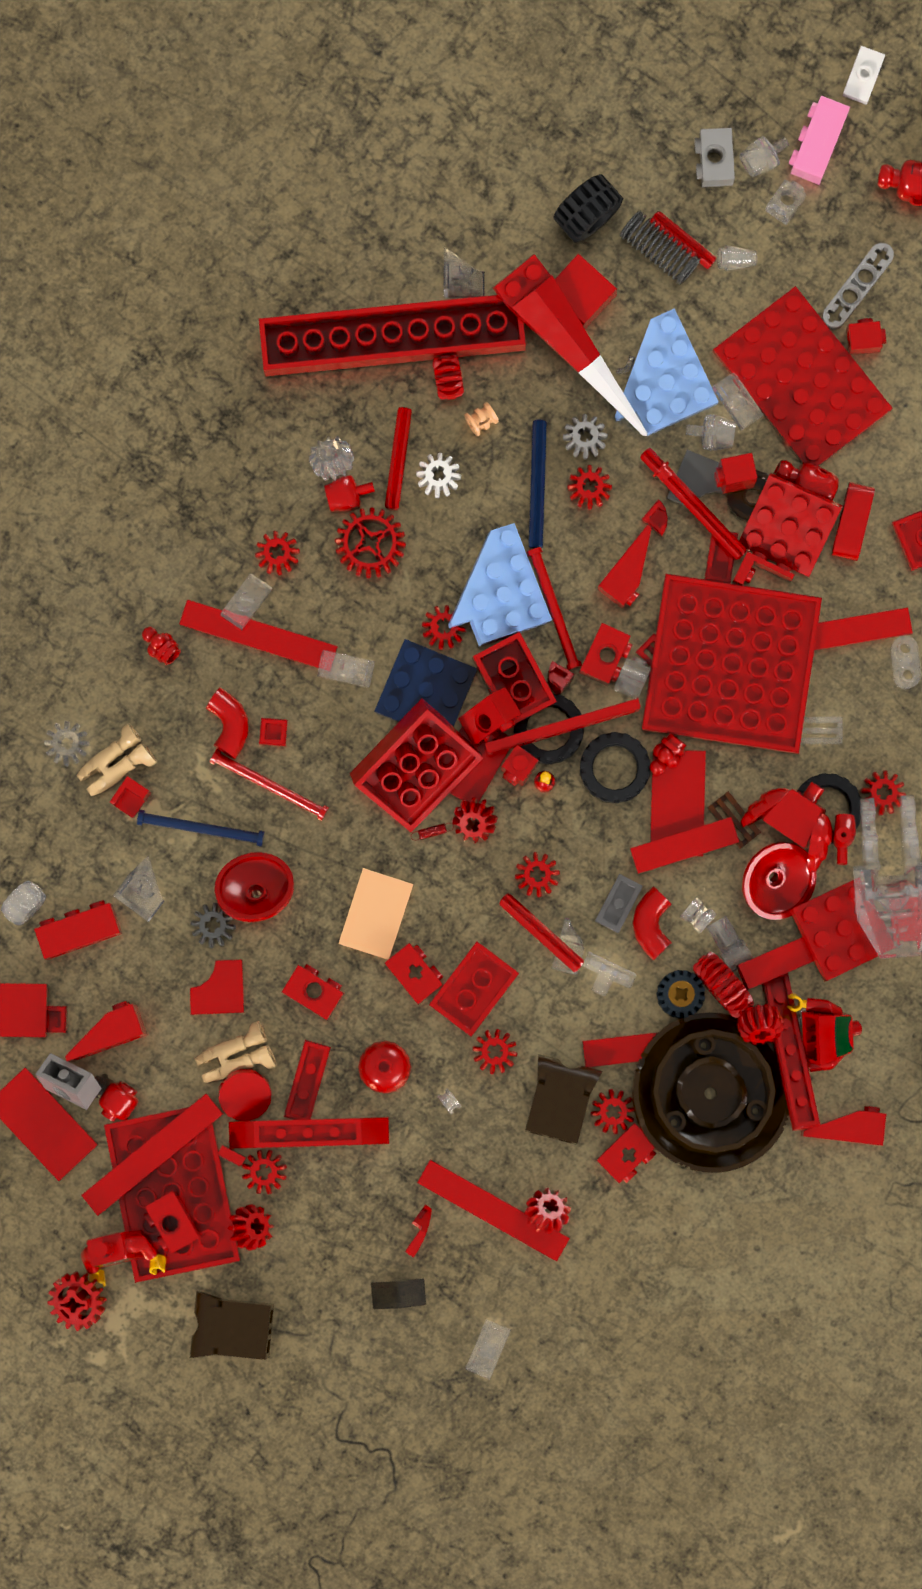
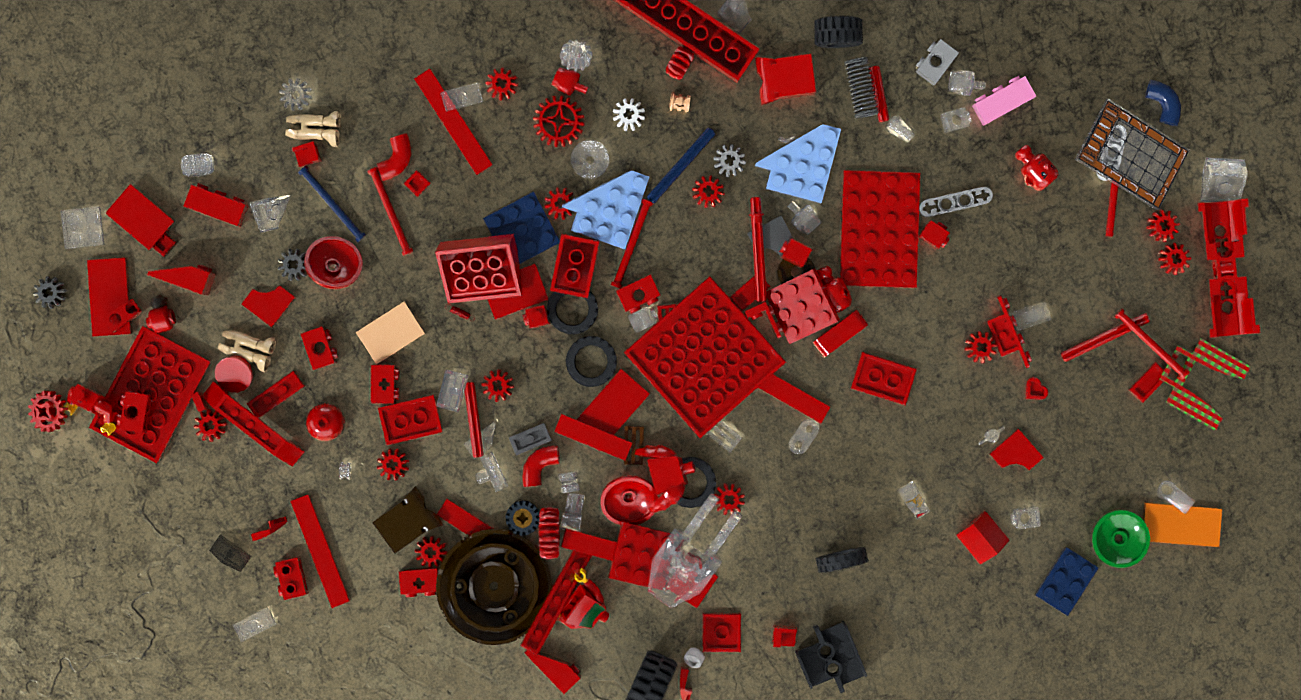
camera: 35 degrees right, 5 degrees up
(68, 1081) = (140, 286): light grey brick -> none
(73, 1131) = (122, 315): none -> red leg
(152, 1154) = (155, 364): red tile -> none
(161, 645) = (393, 82): red piece -> none
(231, 1328) = (121, 496): dark brown piece -> none
(253, 1236) = (169, 450): red gear -> none
(346, 668) = (486, 181): clear tile -> none
(398, 458) = (614, 86): red axle -> none
(436, 542) = (582, 152): none -> clear dish
(471, 828) = (488, 326): red gear -> none
(486, 1264) = (291, 578): none -> red brick
(490, 716) = (542, 276): red brick -> none
(493, 920) = (452, 390): none -> clear slope
(543, 784) = (544, 335): red hinge -> none
(544, 308) = (765, 65): red plate -> none
(548, 1221) = (352, 583): red gear -> none
(559, 677) = (601, 285): red tile -> none
(563, 726) = (578, 315): red tile -> none
(625, 577) = (687, 258): red slope -> none
(657, 518) = (732, 240): red tile -> none
(667, 754) = (627, 378): red piece -> none
(737, 401) = (832, 211): clear plate -> none
(760, 1024) = (550, 572): red gear -> none
(843, 836) = (689, 502): red piece -> none
(863, 75) = (1060, 83): white plate -> none

